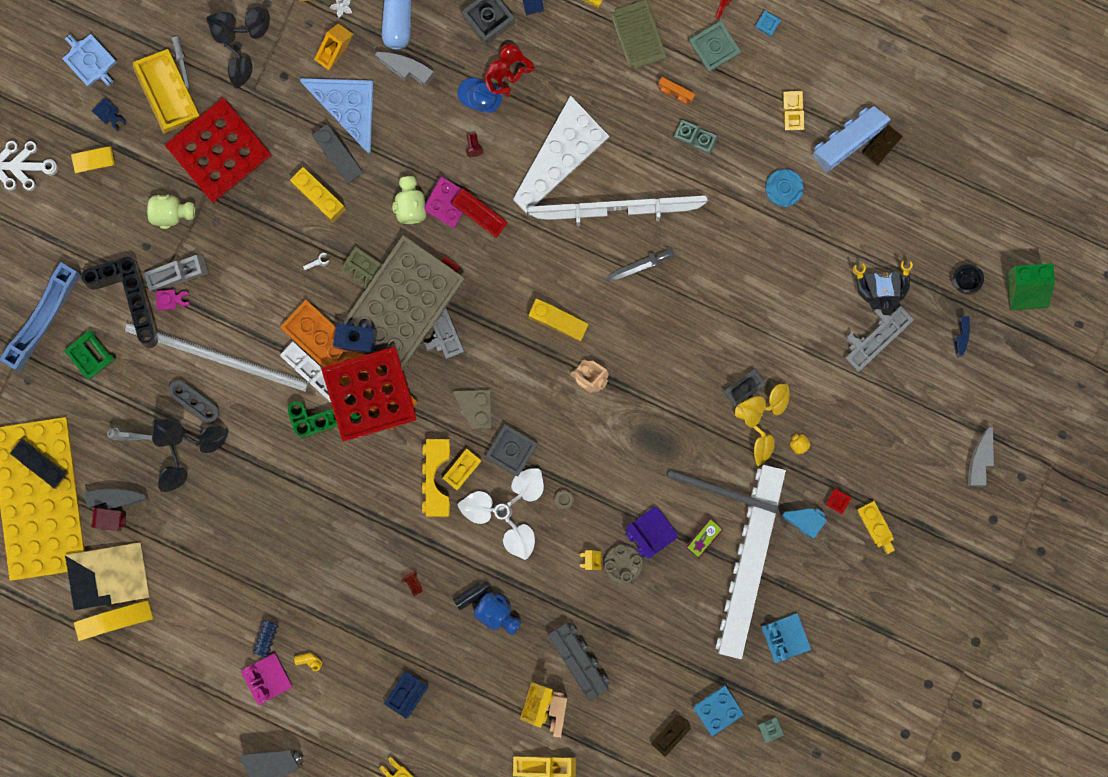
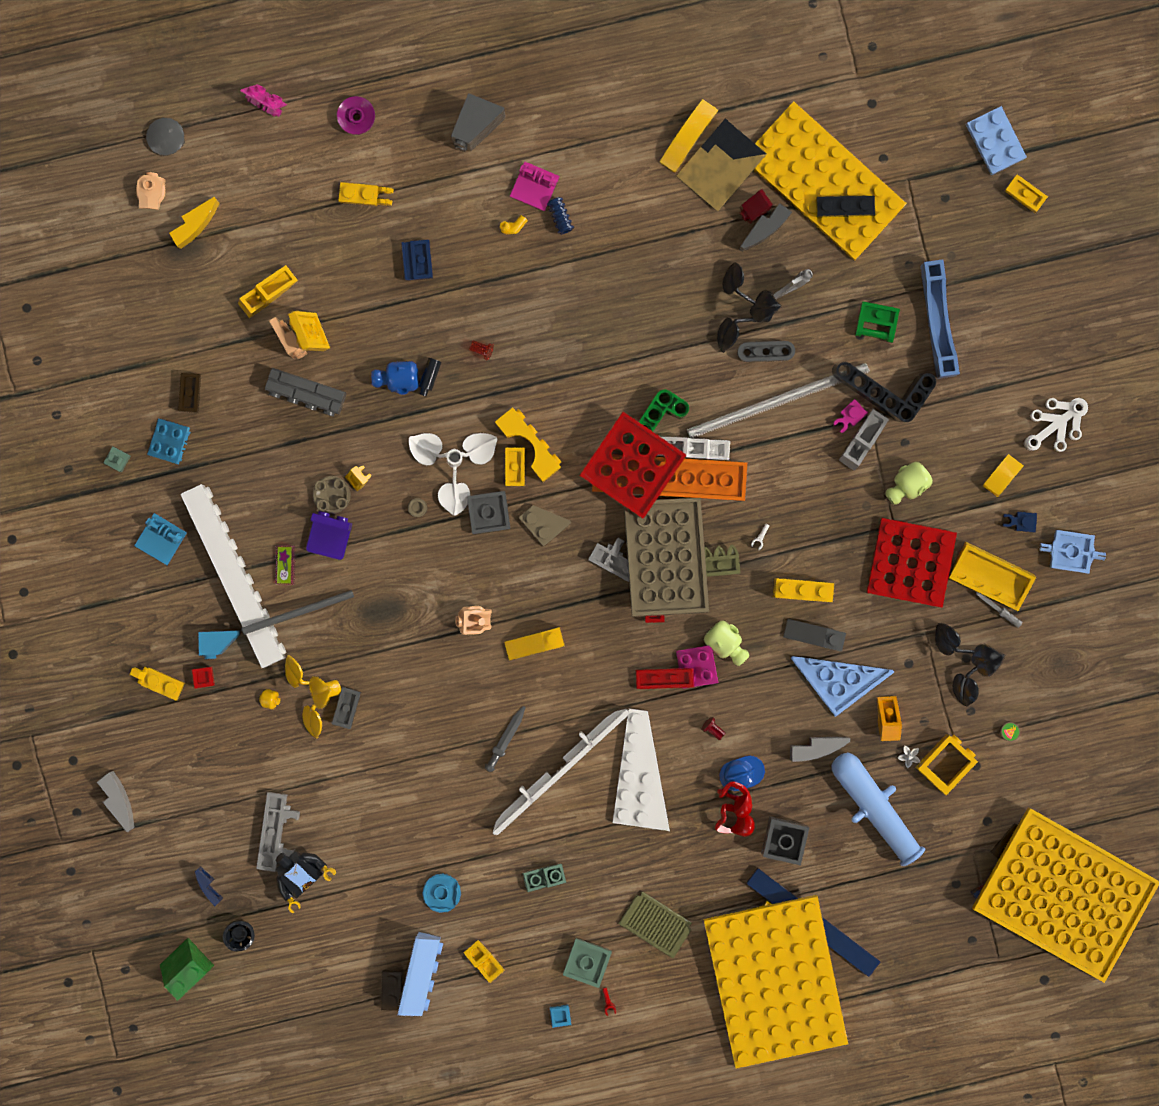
camera: 135 degrees right, 5 degrees up
(365, 343) = (688, 492): dark blue brick -> none
(683, 95) = (580, 902): orange plate -> none

